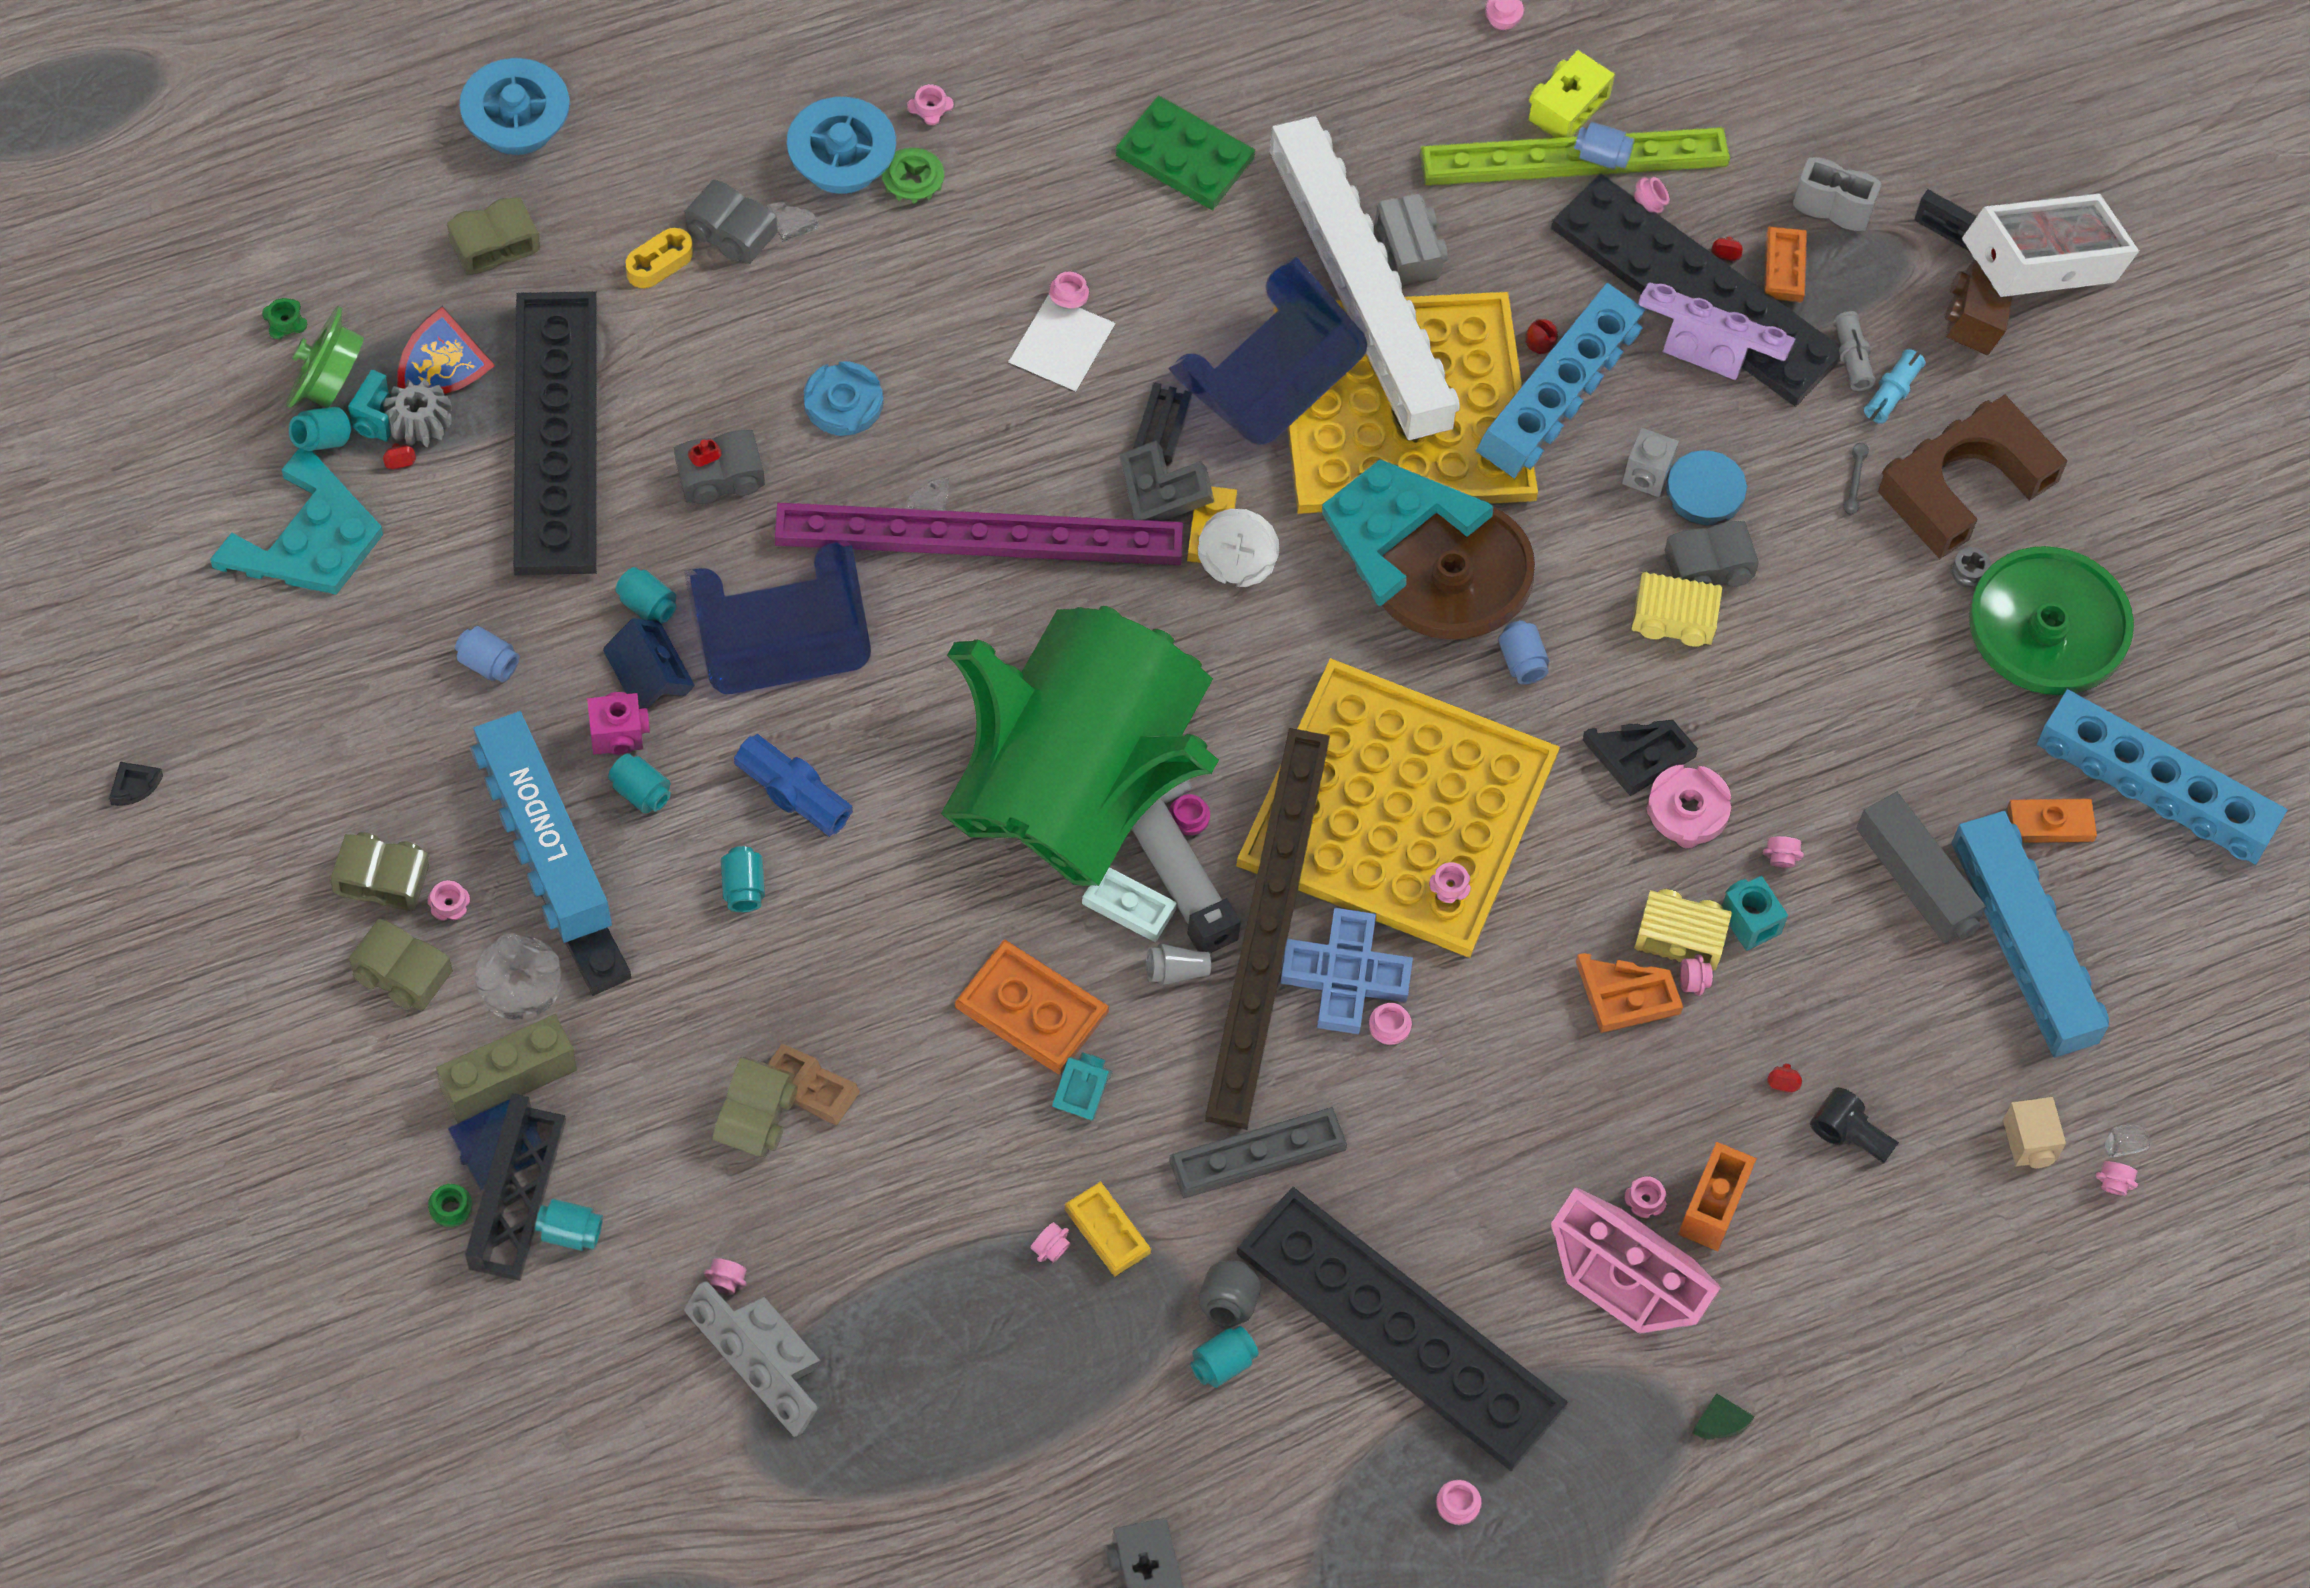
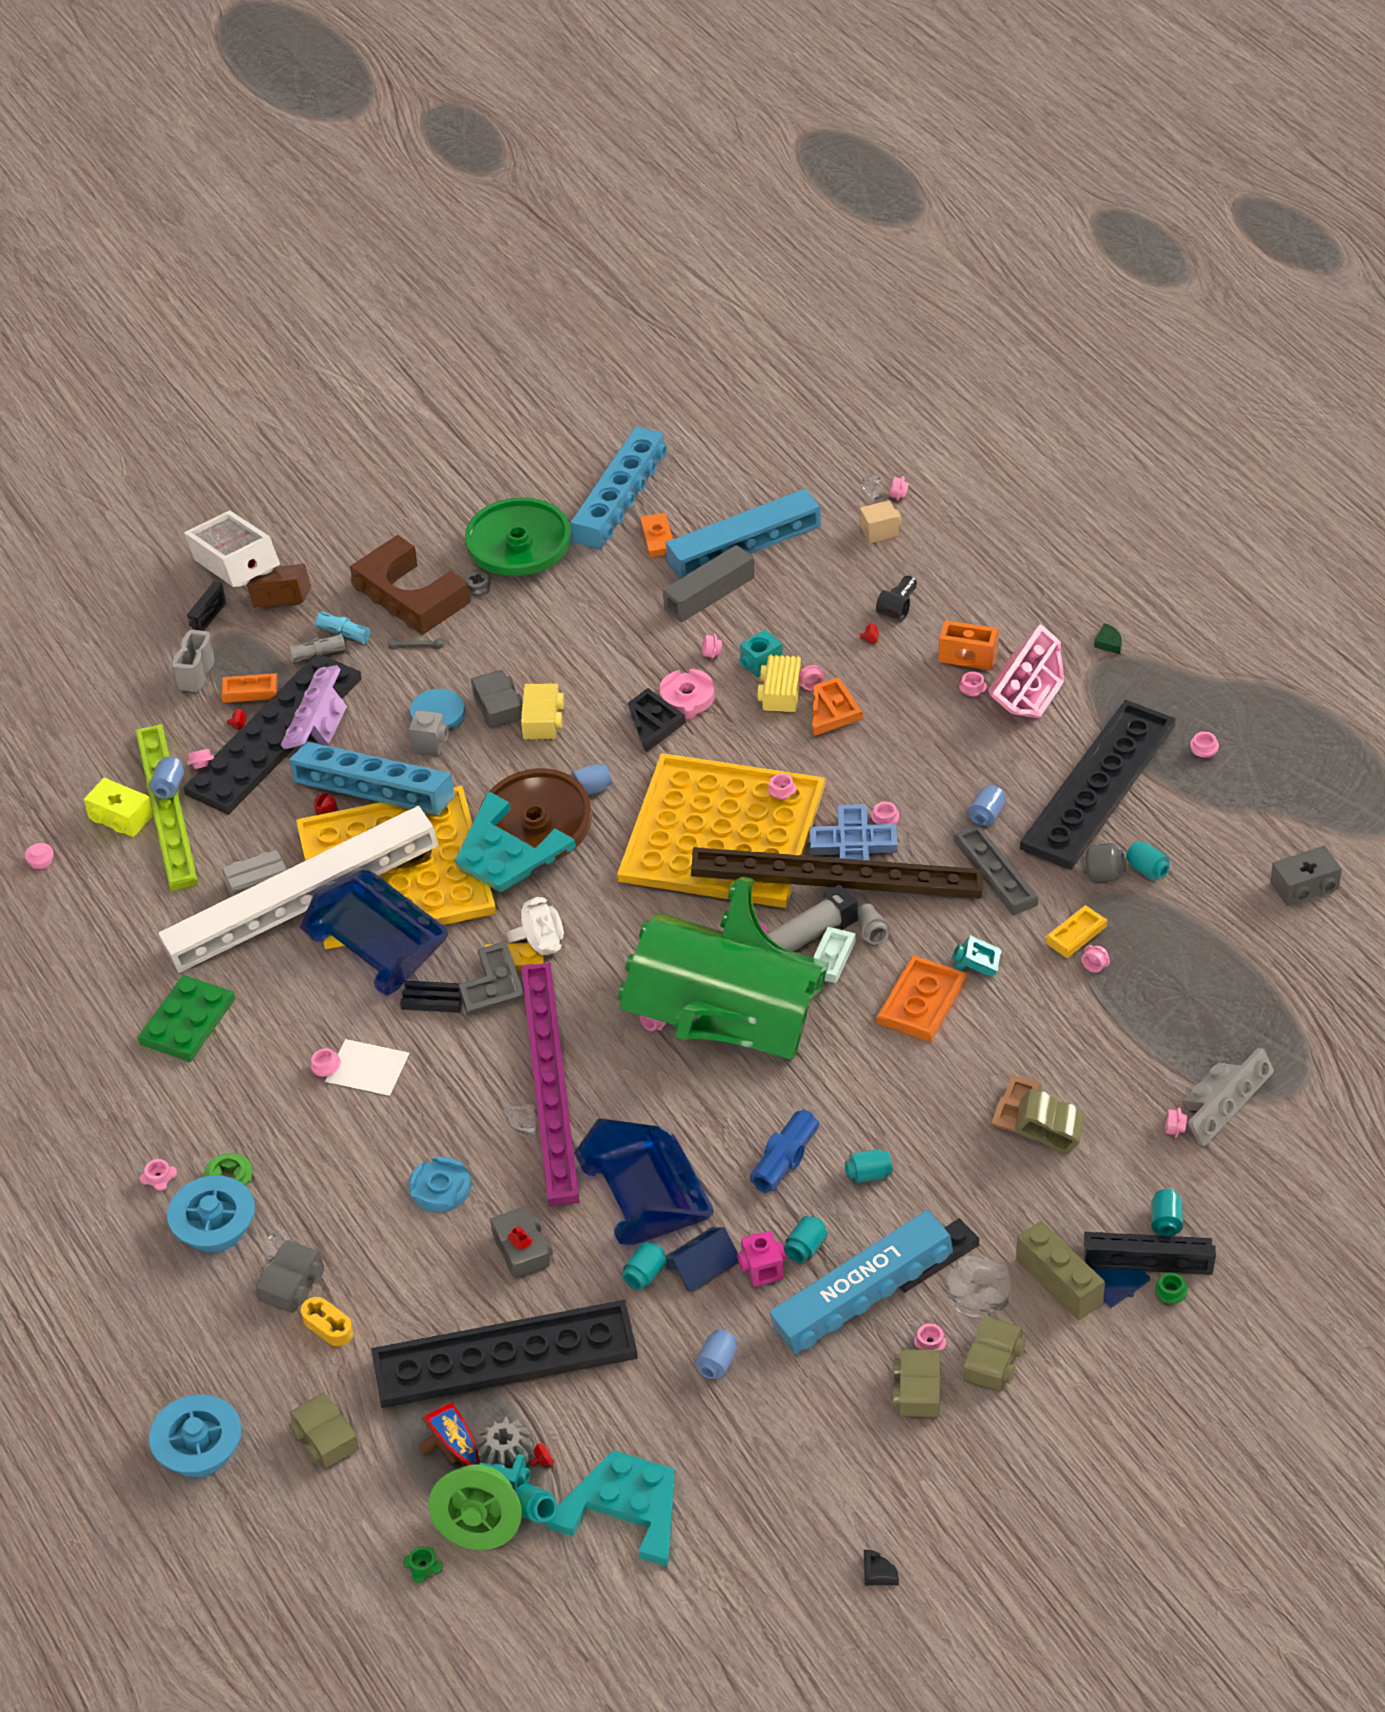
camera: 90 degrees left, 15 degrees down
(1377, 1159) = (987, 805): none -> medium blue brick

